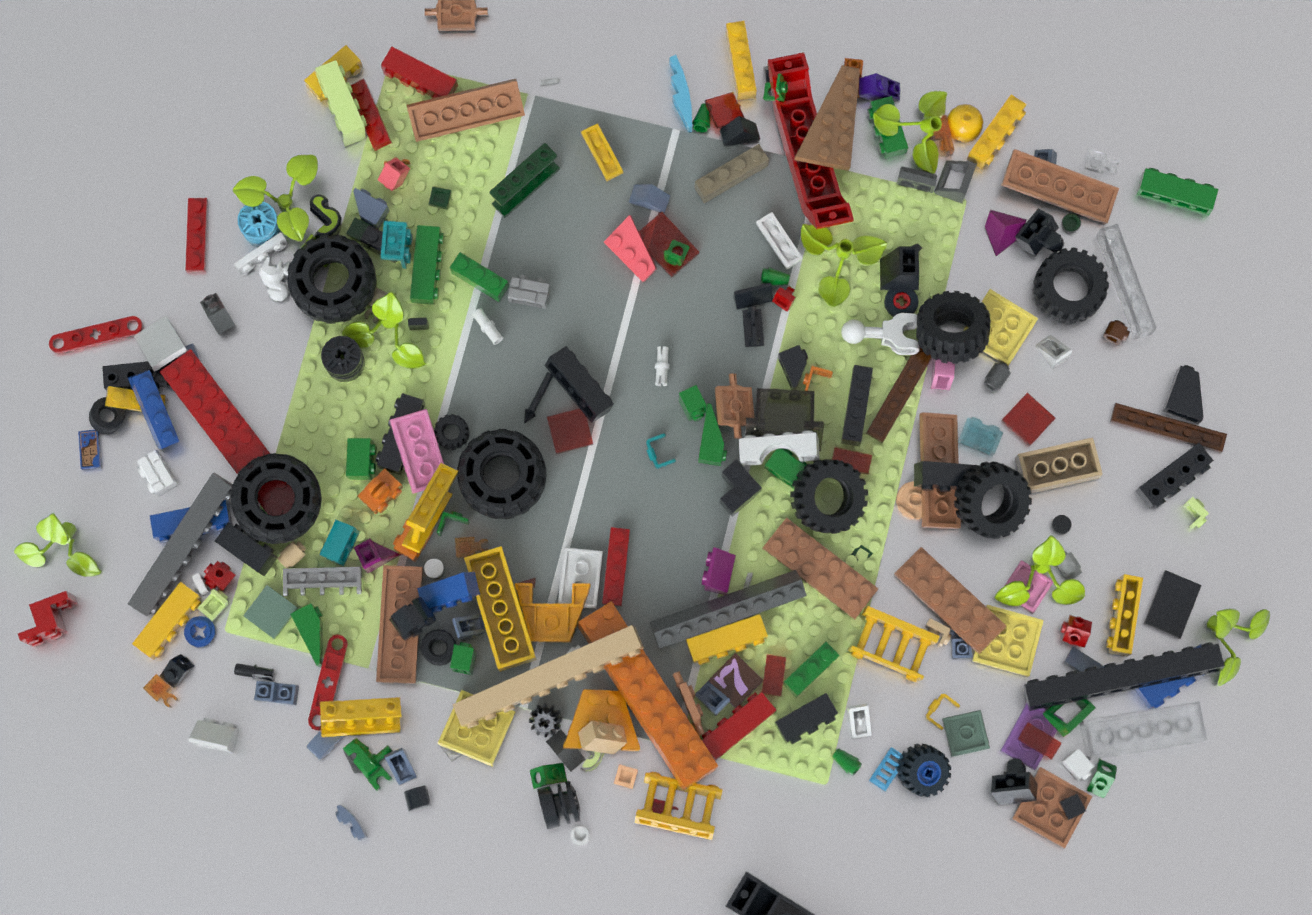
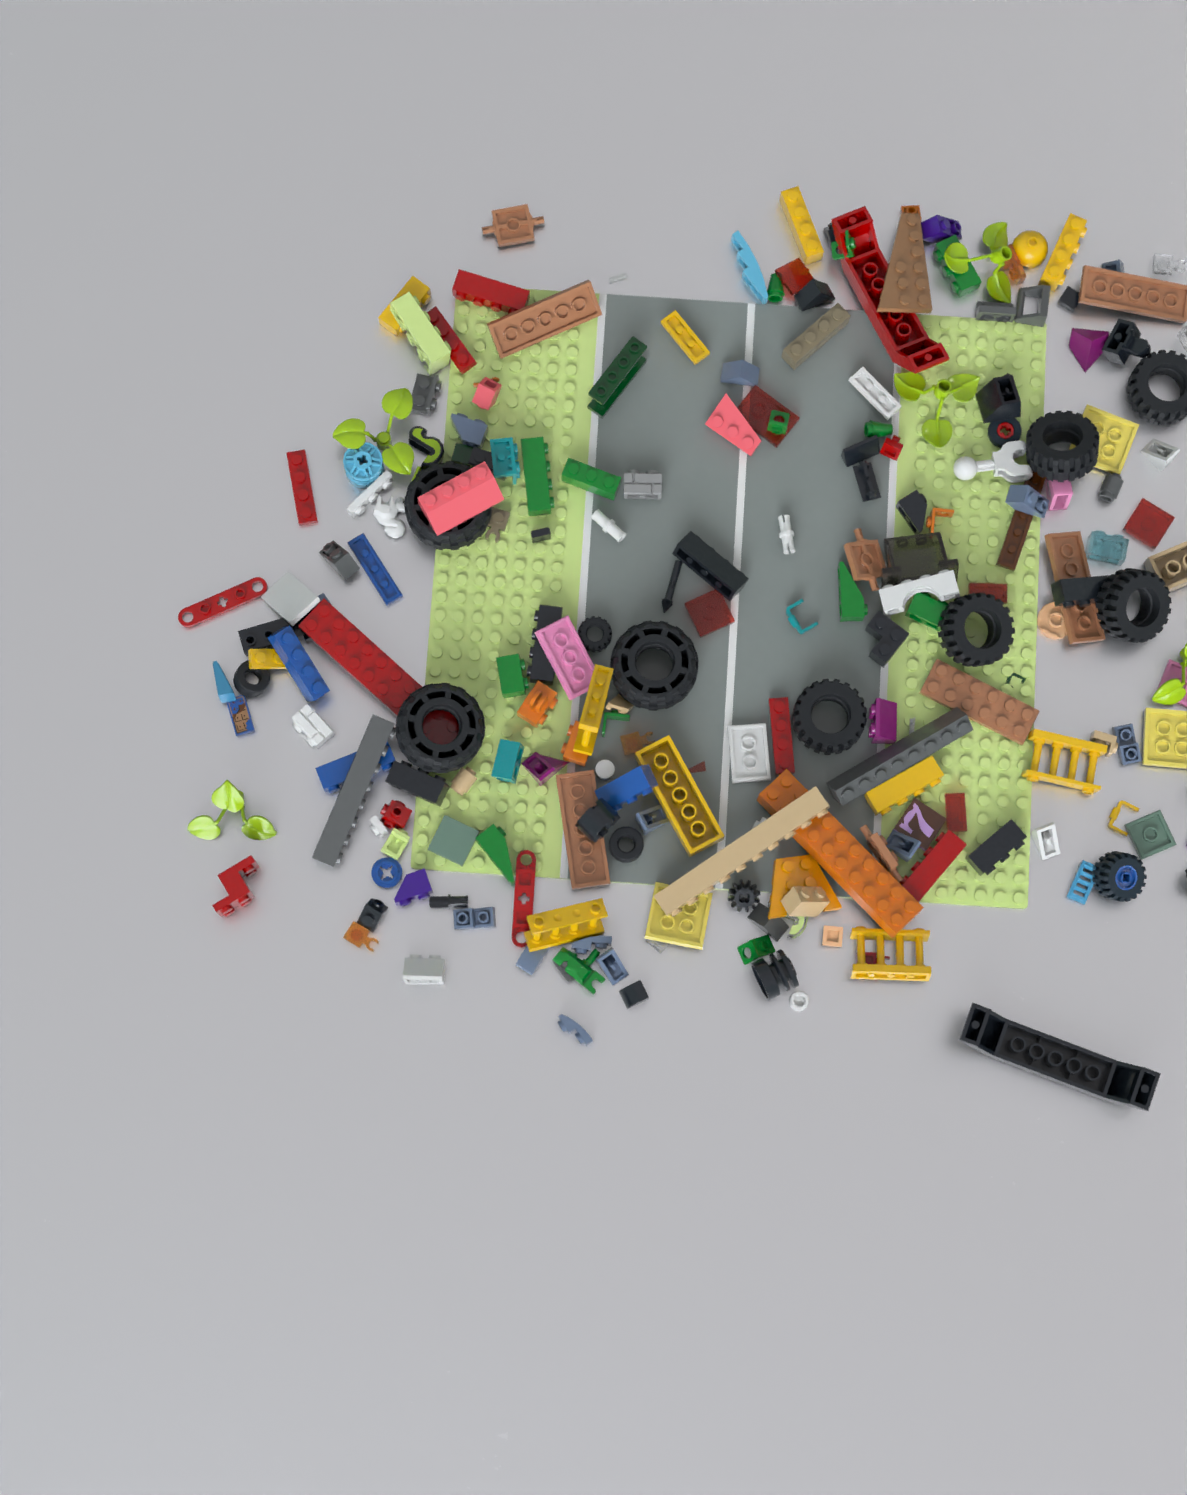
camera: 15 degrees left, 0 degrees up
(76, 418) = (224, 689): none -> dark azure slope
(167, 621) = (353, 867): yellow brick -> none
(222, 650) = (413, 886): none -> dark purple slope
(251, 328) = (375, 569): none -> blue tile
(322, 578) = (497, 799): light grey hinge -> none
(335, 163) = (425, 392): none -> dark grey bracket
(340, 275) = (460, 498): none -> coral slope
(345, 369) = (471, 591): black wheel -> none
(380, 739) = (584, 945): none -> sand blue slope
(390, 314) = (512, 525): lime plant -> none
(440, 197) = (535, 409): dark green tile -> none
(460, 506) = (619, 703): none -> tan tile
(463, 658) = (654, 850): green brick -> none
(552, 621) = (734, 798): light orange wing -> none
(672, 531) = (837, 693): none -> black tyre
(692, 403) = (825, 564): green brick -> none
(811, 669) = (991, 800): green brick -> none
(848, 762) = (1042, 882): green cone -> none
(856, 405) = (983, 538): black brick -> none
(908, 375) = (1027, 500): none -> sand blue slope
(950, 600) = (1110, 710): nougat plate -> none
(994, 179) = (1069, 299): none -> black tile
(1071, 223) = (1150, 328): dark green tile -> none

